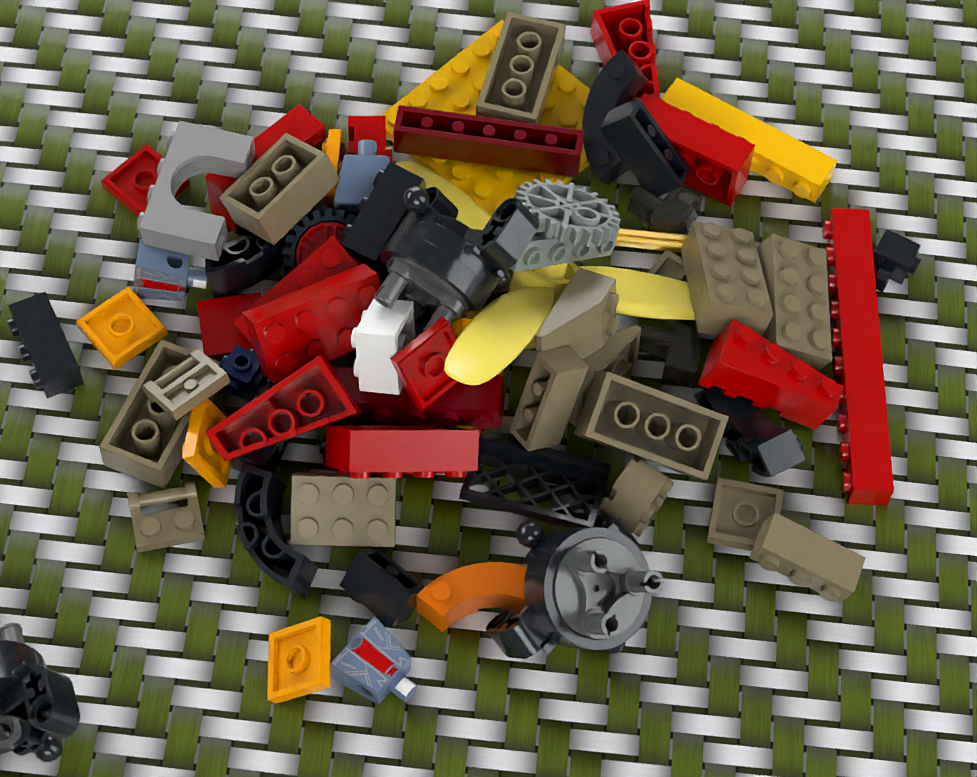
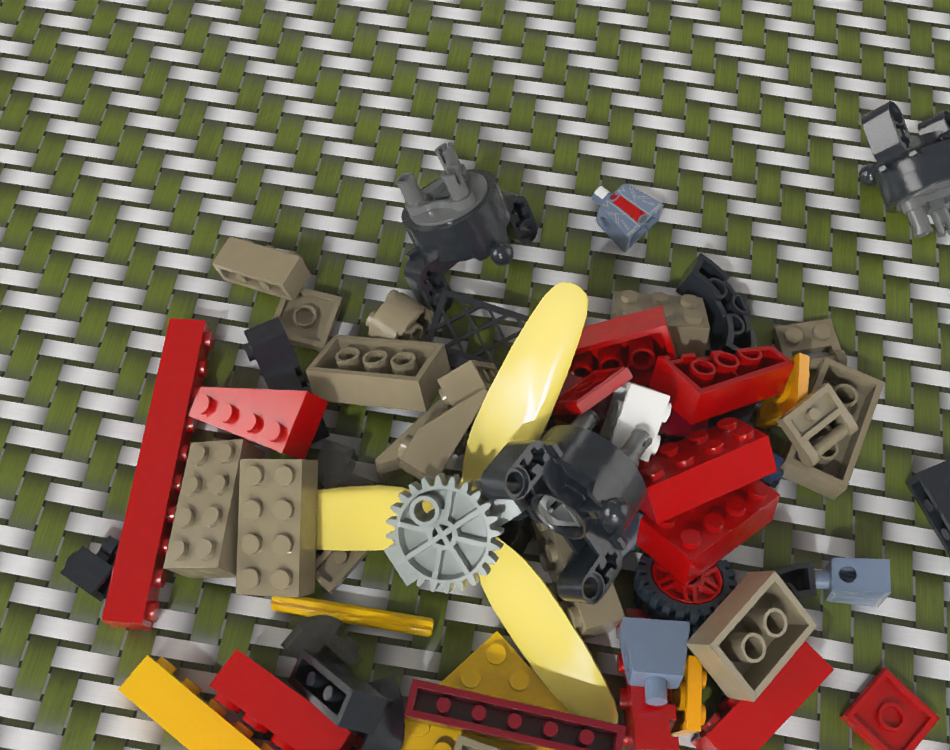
camera: 175 degrees left, 5 degrees up
(121, 328) = (883, 529): light orange plate -> none
(191, 152) = (872, 601): light grey arch -> none
(217, 324) = (781, 540): red tile -> none
(299, 660) = (686, 213): light orange plate -> none
(379, 215) = (637, 592): black brick -> none
(382, 586) = (620, 265): black brick -> none
(471, 589) = (541, 263): orange brick -> none

